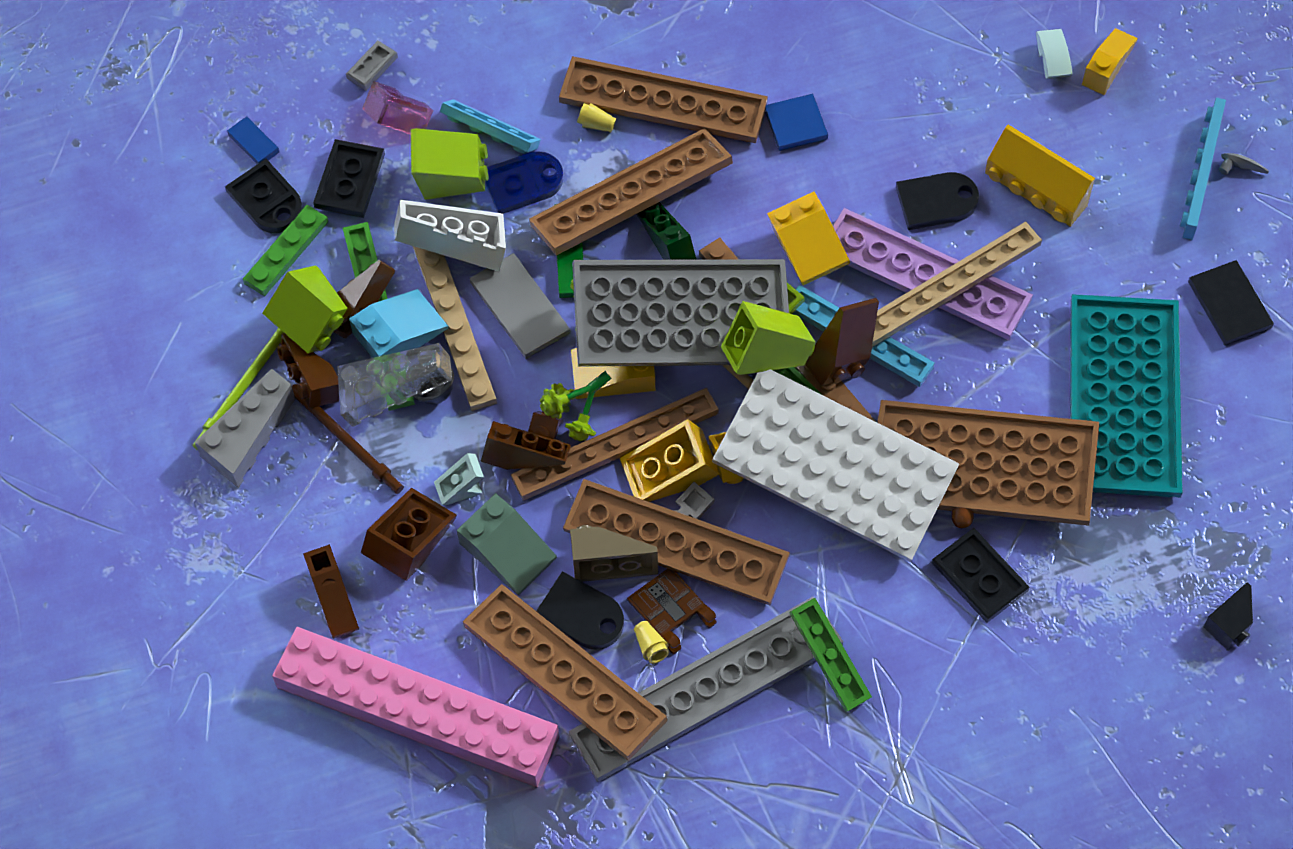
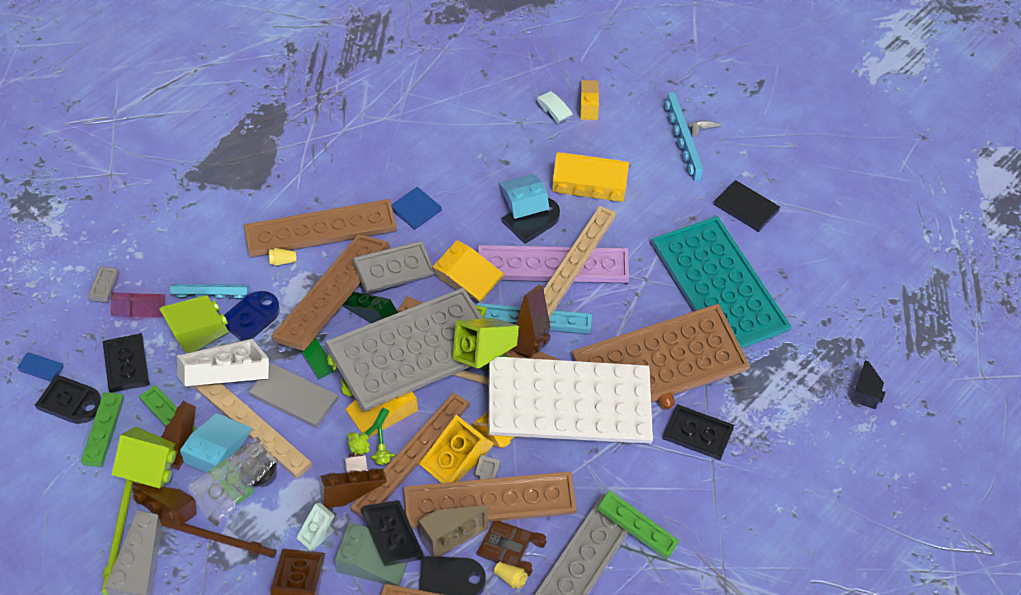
camera: 30 degrees left, 10 degrees down
(538, 528) = (392, 532): none -> black plate
(721, 192) = (393, 267): none -> light grey tile
(940, 164) = (525, 195): none -> medium azure slope

